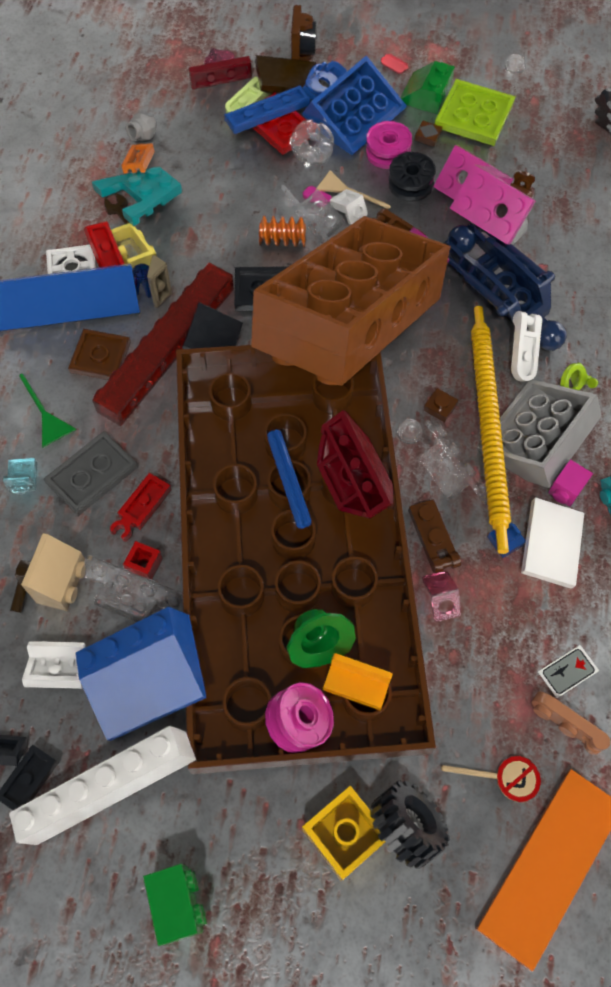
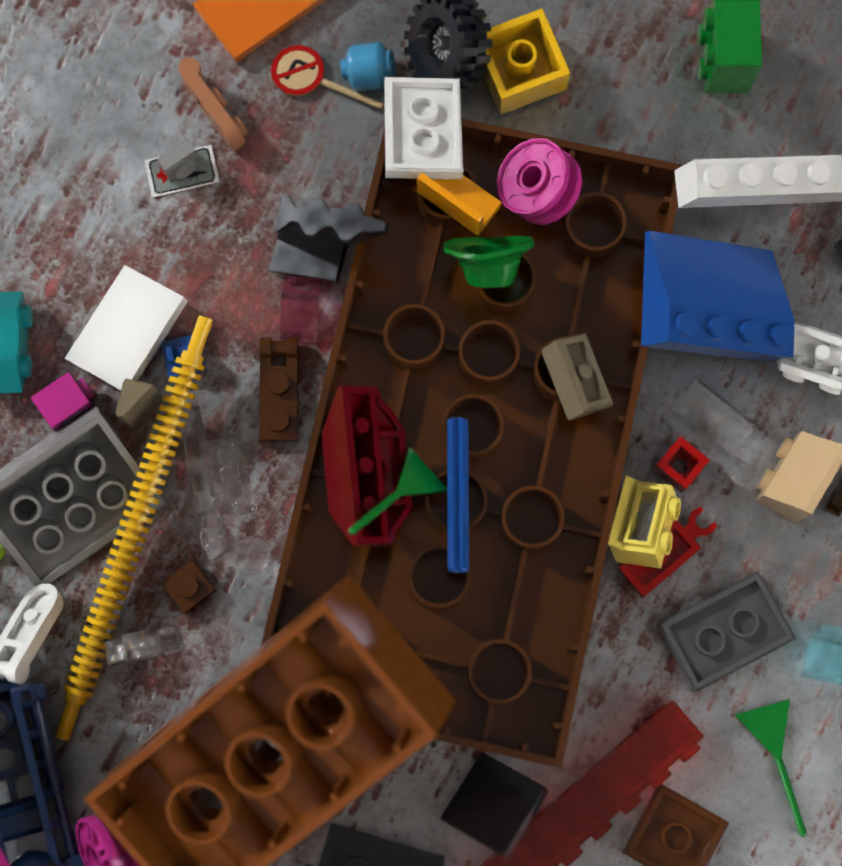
camera: 160 degrees left, 15 degrees up
(159, 512) = (644, 523): none -> light yellow window
(229, 579) = (576, 376): none -> dark tan slope
(319, 477) = (414, 480): none -> green piece
(403, 730) = (423, 128): none -> white tile
(449, 635) = (316, 237): none -> black piece
(452, 355) = (141, 647): none -> clear plate
(465, 793) = (368, 66): none -> dark azure head
(525, 490) = (137, 402): none -> dark tan slope
(572, 669) = (179, 161): none -> light grey plate

